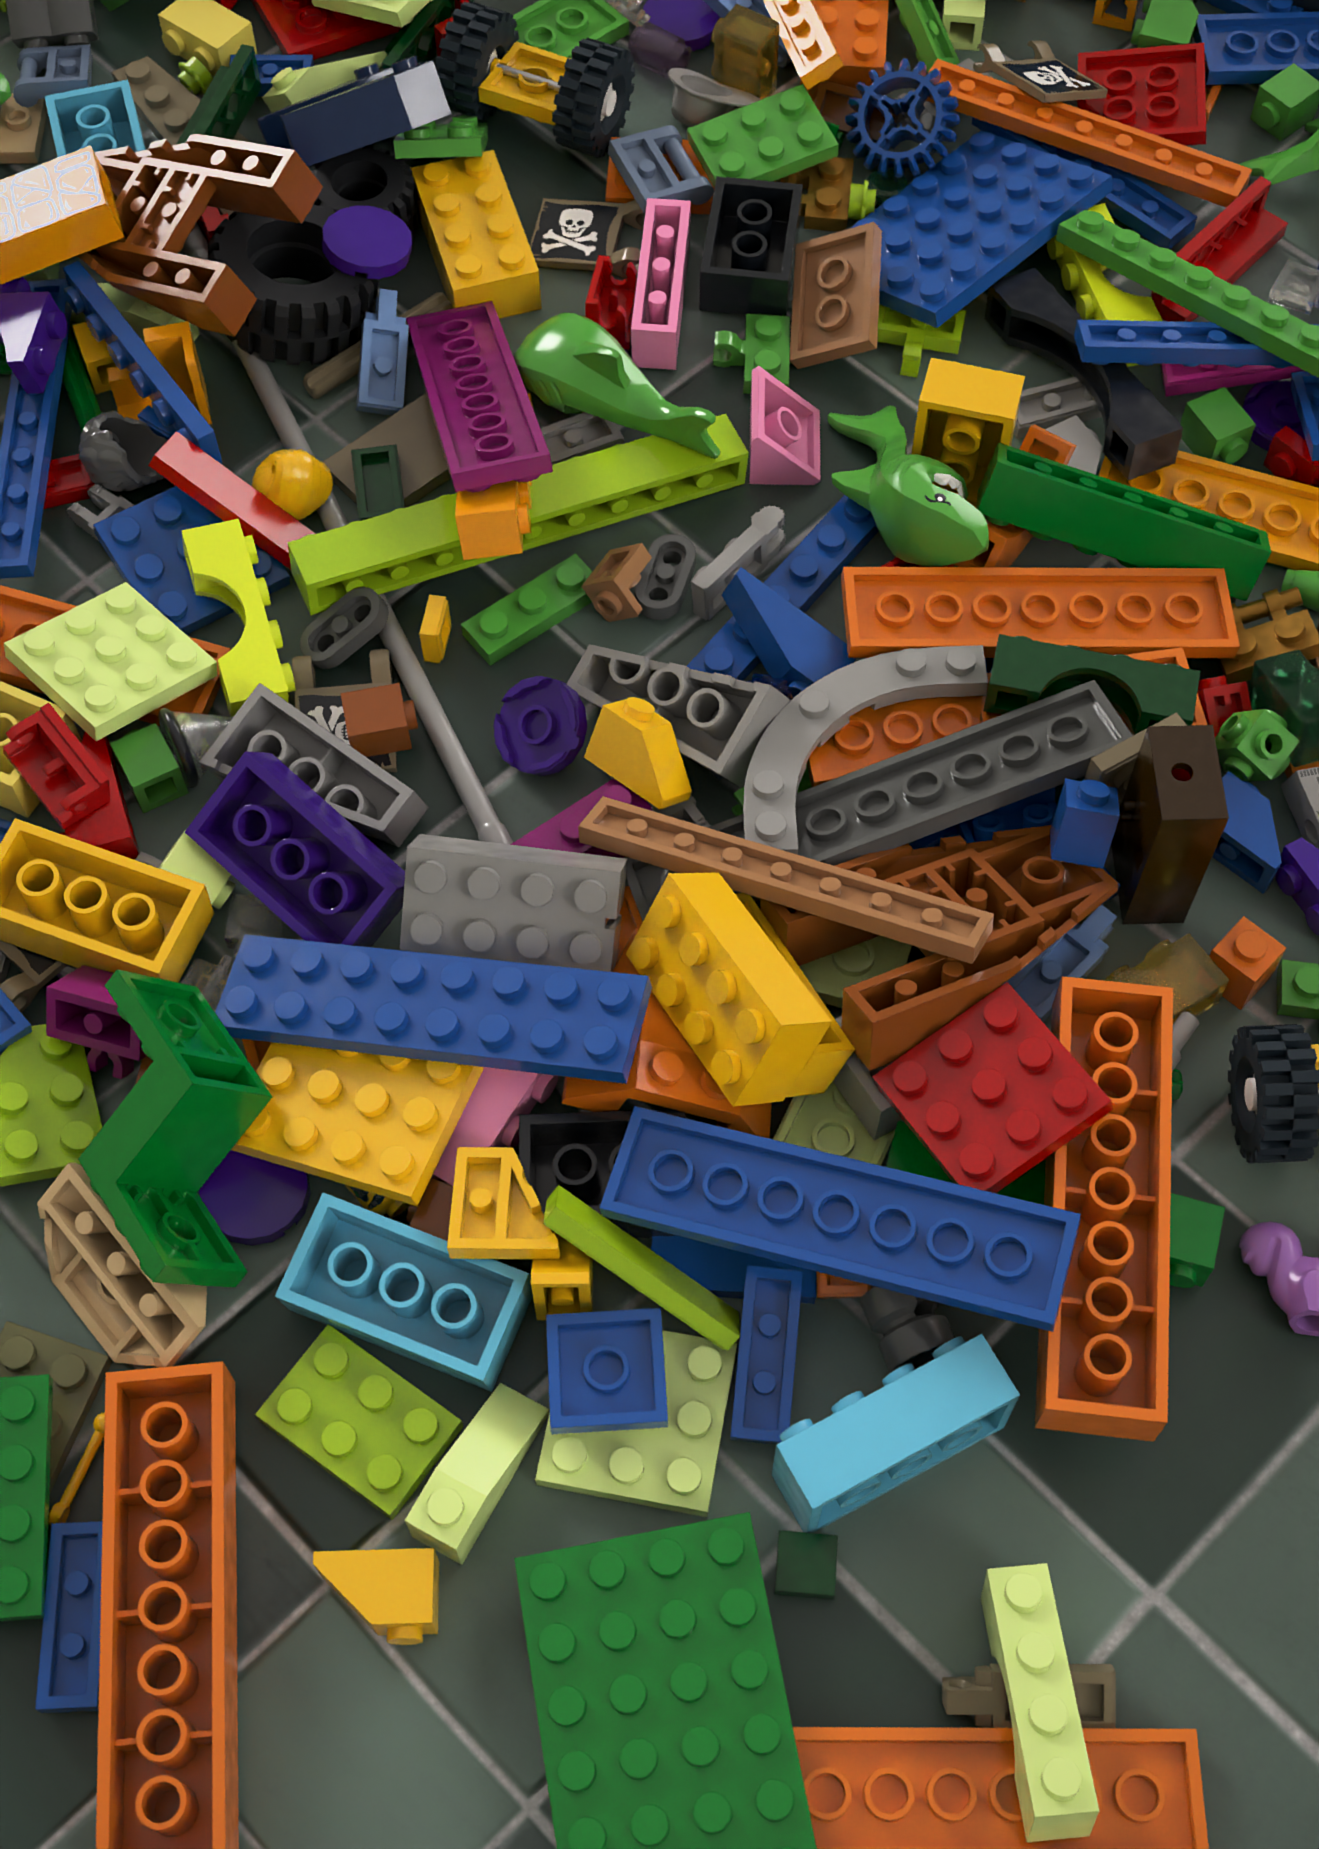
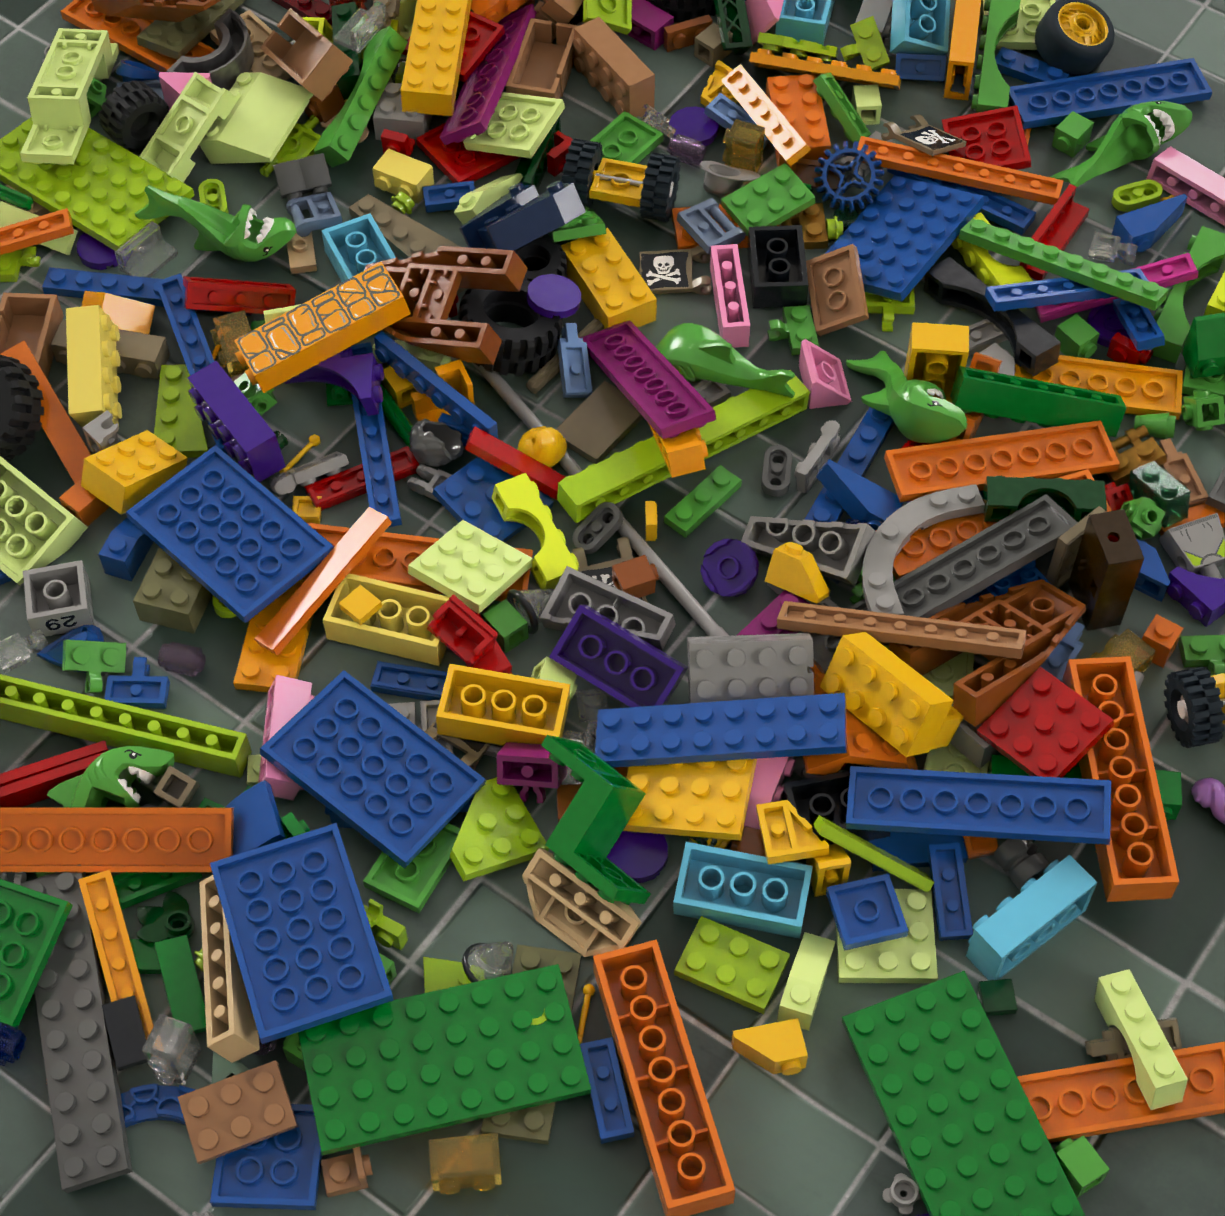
camera: 10 degrees left, 5 degrees down
(227, 98) = (430, 222): dark green fence -> none
(377, 480) = (592, 440): dark green tile -> none
(612, 300) = (702, 309): red hinge -> none
(612, 580) = (749, 478): medium nougat bracket -> none
(1084, 823) = (1060, 574): blue brick -> none

